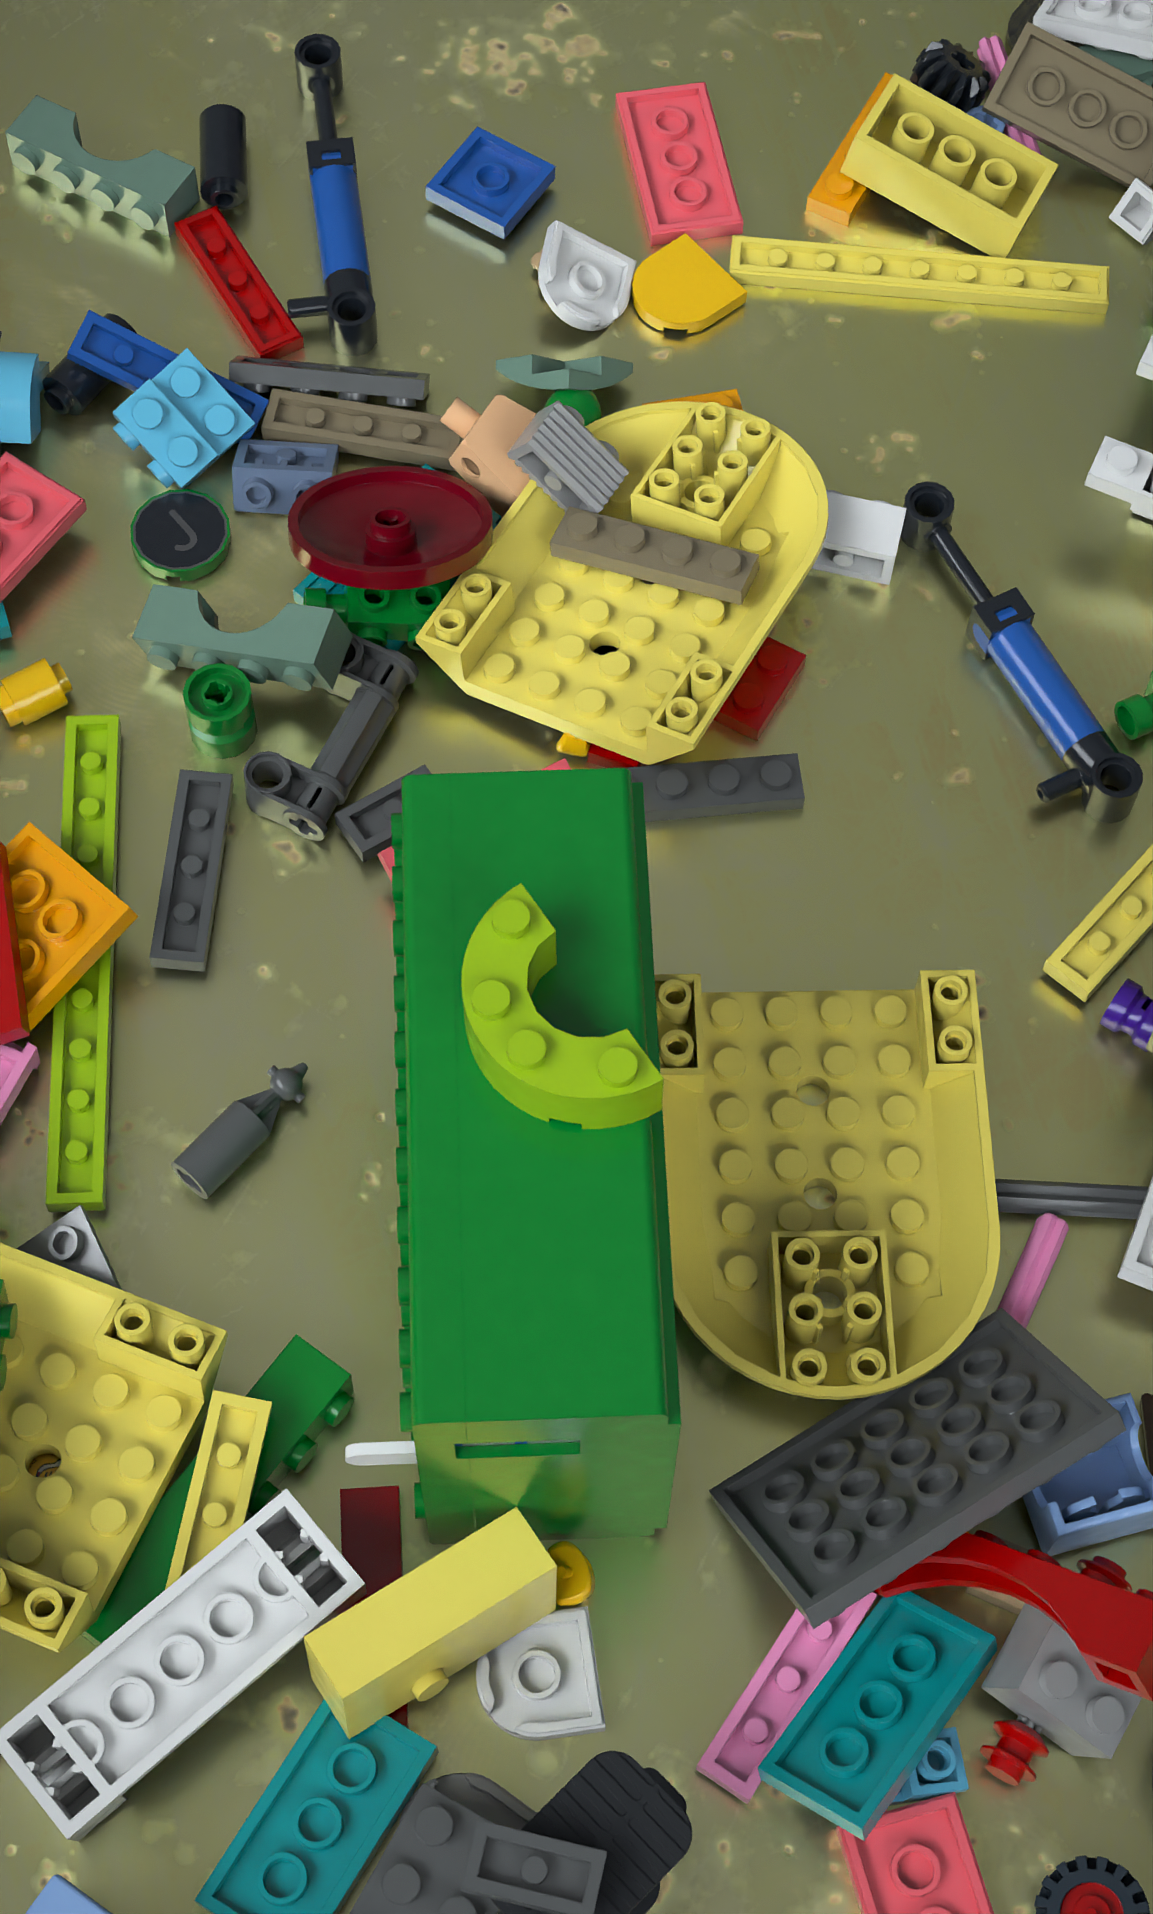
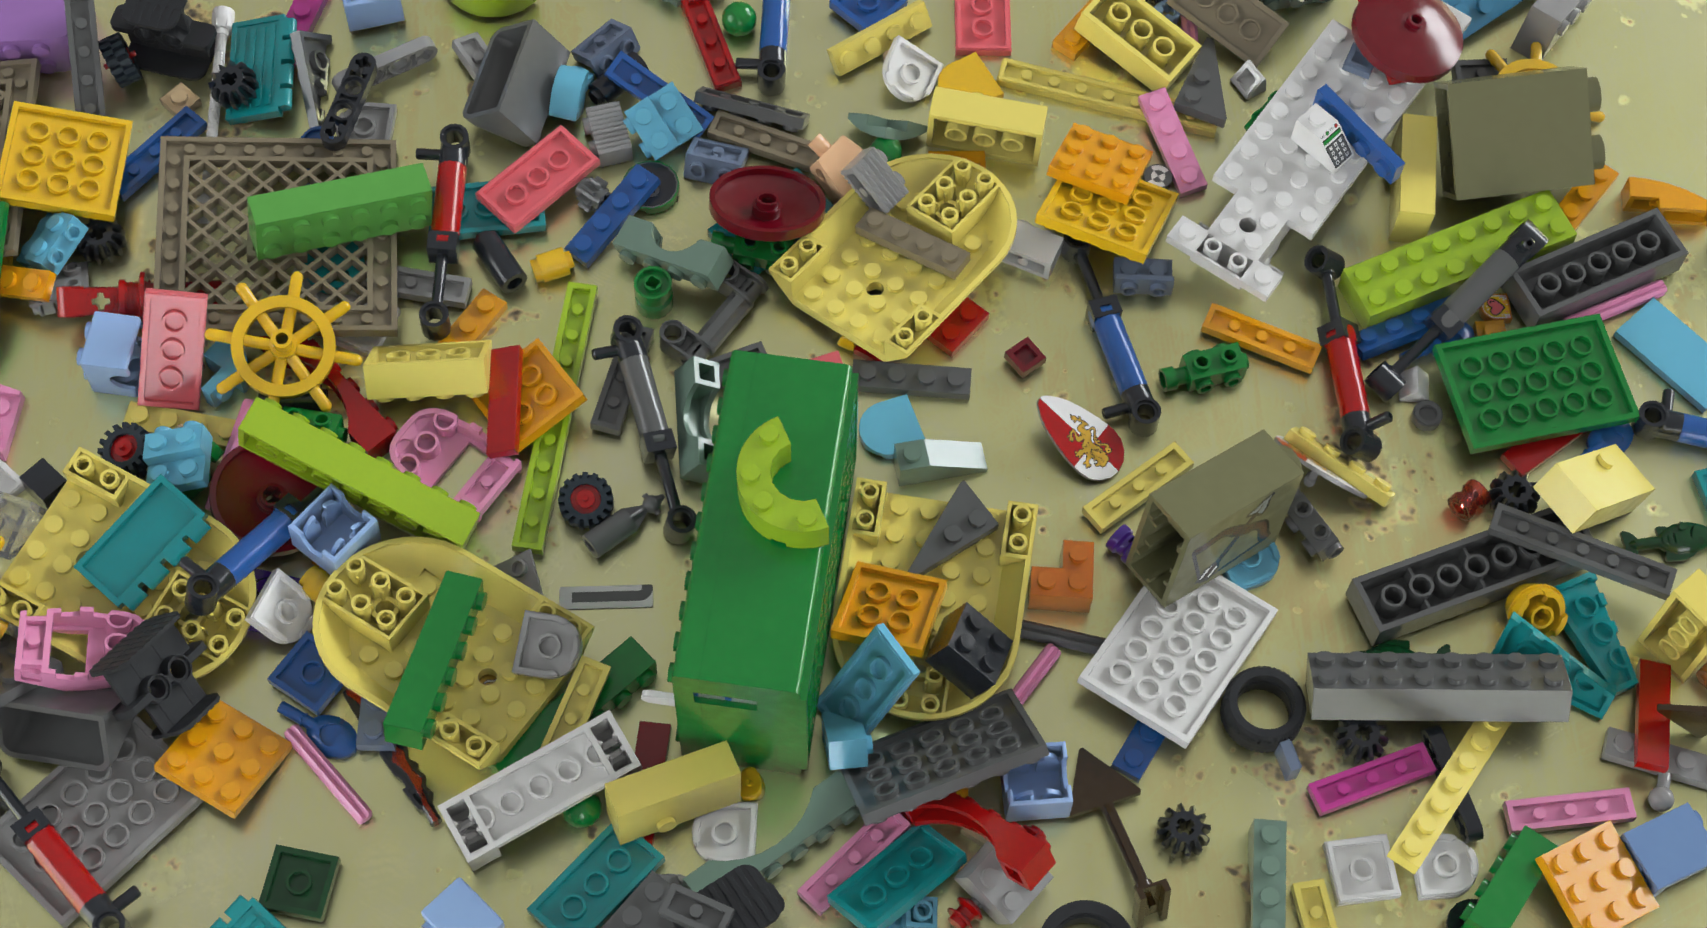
camera: 10 degrees right, 0 degrees up
(57, 313) = (604, 45): none -> sand blue bracket
(82, 560) = (591, 193): none -> dark grey gear
(91, 456) = (608, 133): none -> light grey brick
(122, 592) = (611, 215): none -> blue plate
(146, 1386) = (547, 646): none -> light grey tile
(166, 1098) = (585, 500): none -> black wheel
(234, 1267) = (606, 596): none -> sticker
(271, 1691) = (584, 813): none -> green piece
(274, 967) = (656, 439): none -> black piece
(279, 237) = (739, 19): none -> green piece
(327, 867) = (695, 391): none -> sand green arch
(519, 233) = (878, 37): none -> light yellow plate
(691, 879) = (889, 424): none -> medium azure tile
(717, 1594) = (828, 808): none -> sand green arch
(729, 1465) = (845, 742): none -> medium azure slope
(739, 340) = (986, 123): none -> light yellow brick
(755, 1353) = (870, 680): none -> medium azure tile
(758, 1204) = (890, 596): none -> light orange plate
(772, 922) = (936, 460): none -> sand green slope
(842, 1034) = (958, 528): none -> dark grey wing
(884, 719) = (1025, 357): none -> dark red plate
(919, 1255) = (969, 650): none -> black brick
(935, 378) = (1100, 163): none -> light orange plate
(967, 450) = (1106, 223): none -> yellow plate
(1015, 841) = (1081, 438): none -> shield
(1032, 391) = (1158, 175): none -> dark grey tile
(1044, 329) = (1172, 142): none -> bright pink plate
(1048, 554) = (1149, 278): none -> sand blue bracket
(1059, 1099) = (1064, 587): none -> orange brick
(1072, 239) = (1202, 90): none -> dark grey wing

